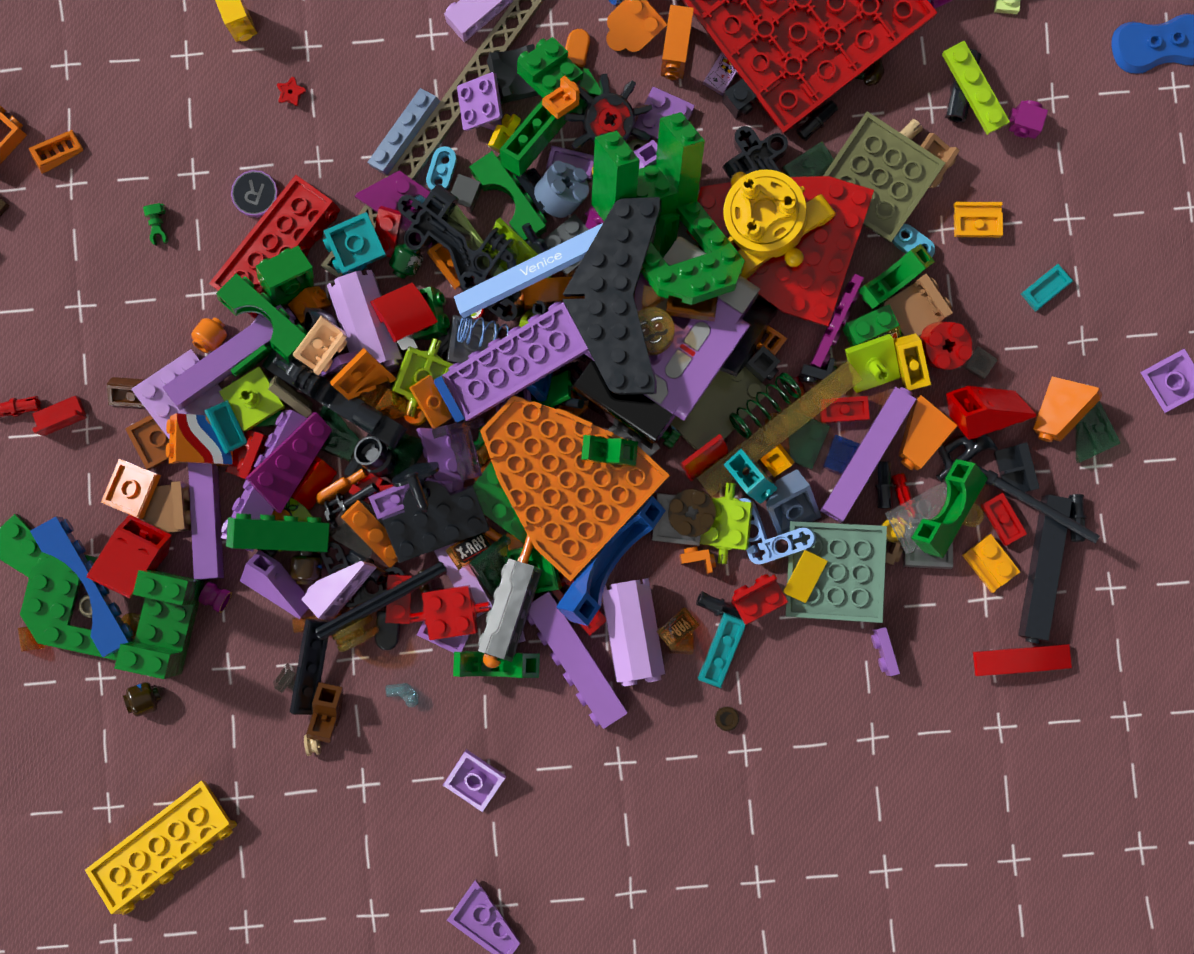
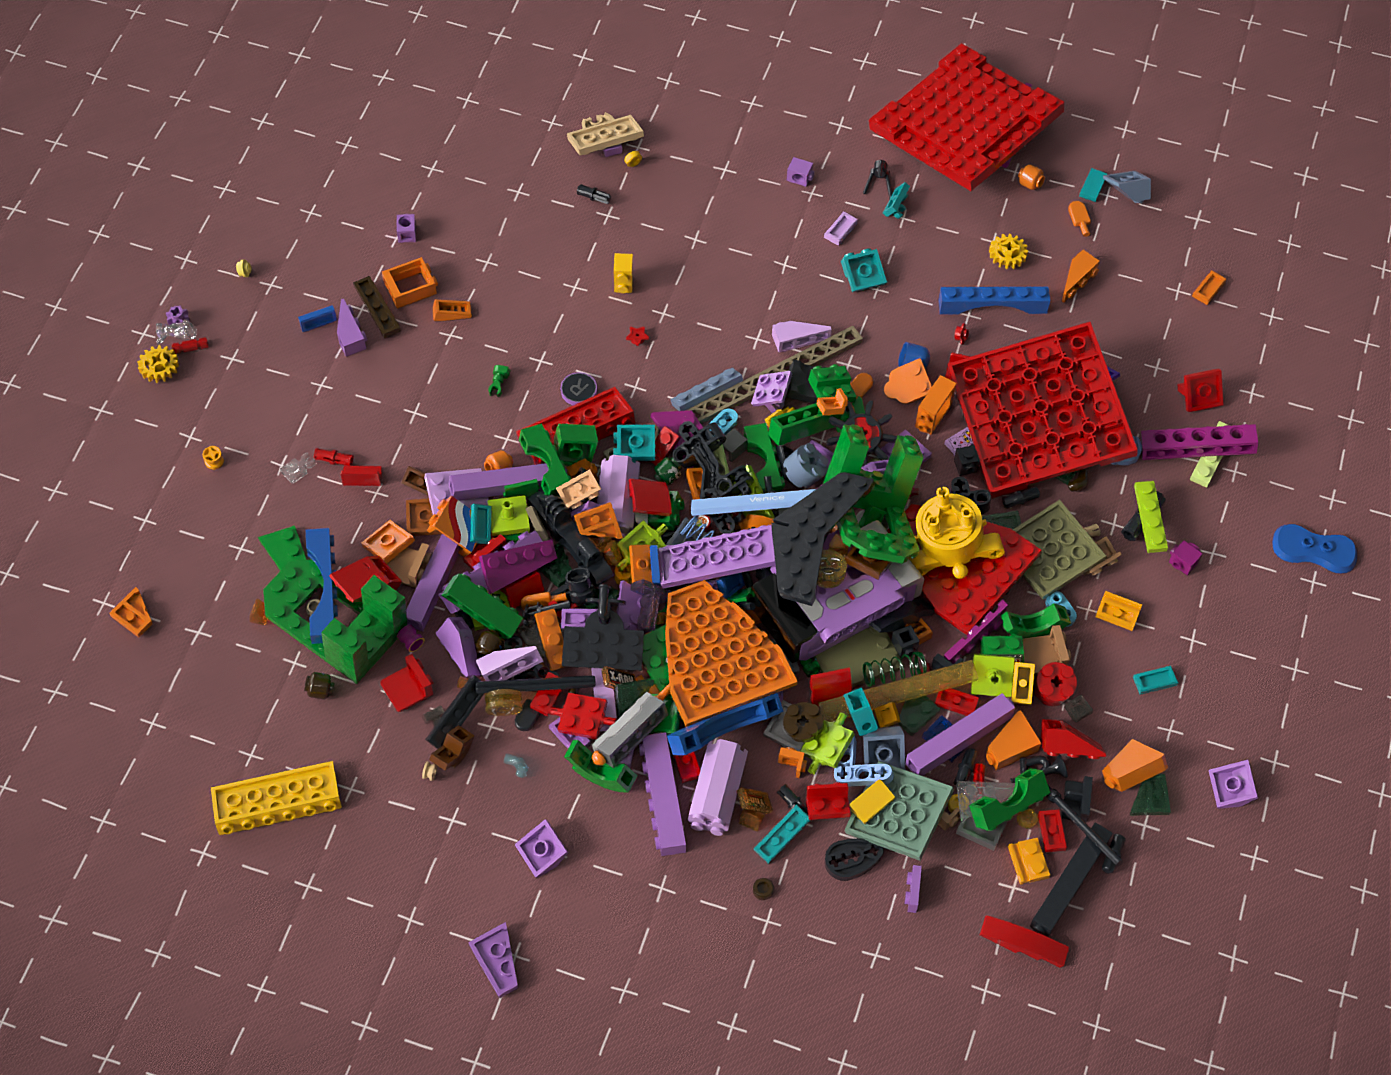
camera: 20 degrees right, 25 degrees down
(238, 655) = (408, 685): none -> red bracket
(609, 450) = (760, 645): green slope -> none
(811, 655) = (852, 869): none -> black piece

